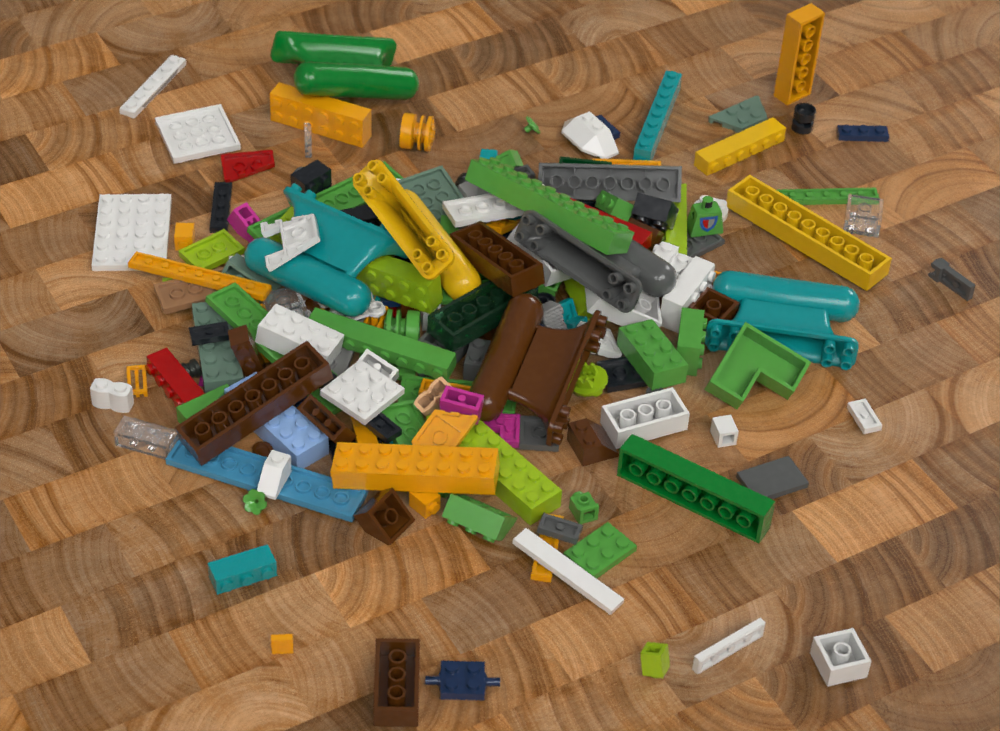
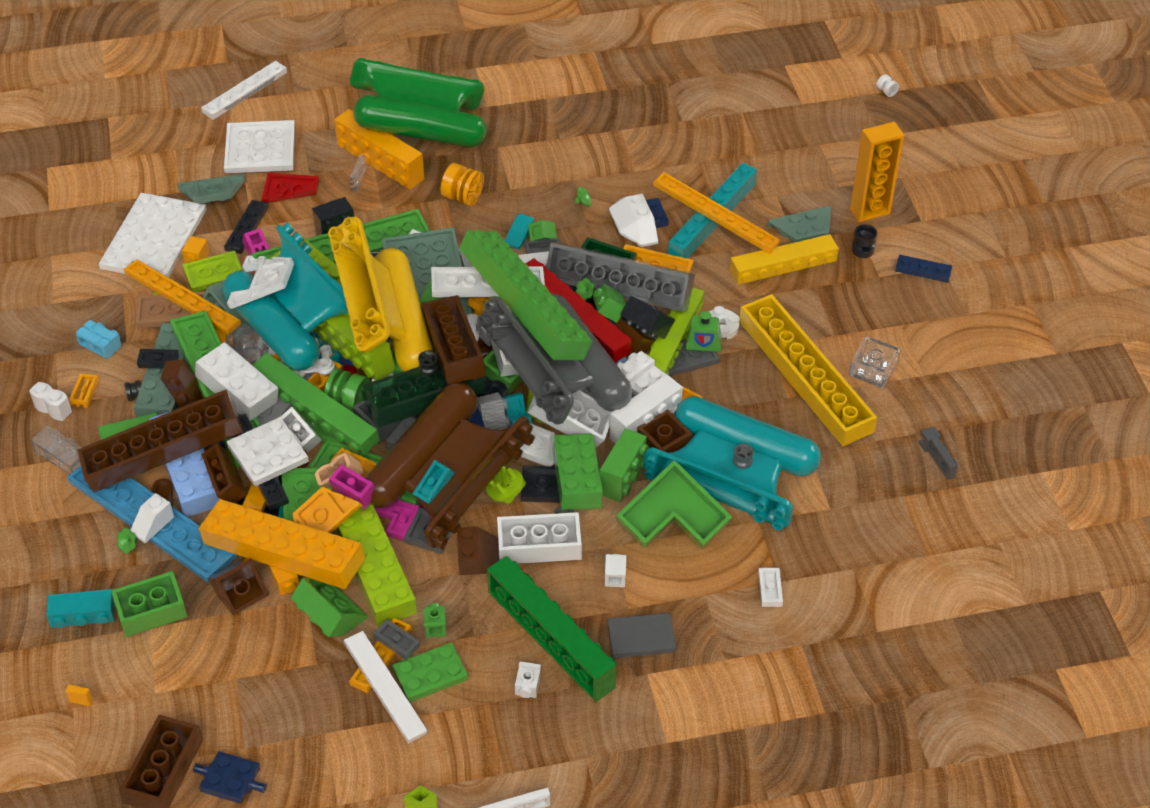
camera: 20 degrees right, 5 degrees up
(129, 332) = (98, 339): none -> medium azure brick
(169, 179) = (212, 189): none -> sand green wing
(172, 377) = (113, 394): red brick -> none
(310, 549) = (149, 603): none -> bright green brick
(482, 283) = (428, 362): none -> pearl dark grey wheel
(536, 384) = (433, 481): none -> teal slope
(585, 197) = (585, 288): none -> bright green plant
(666, 115) = (716, 212): none -> light orange tile
(693, 536) = (528, 680): none -> white brick
(796, 310) = (743, 456): none -> dark grey wheel
(827, 195) = (850, 331): bright green tile -> none

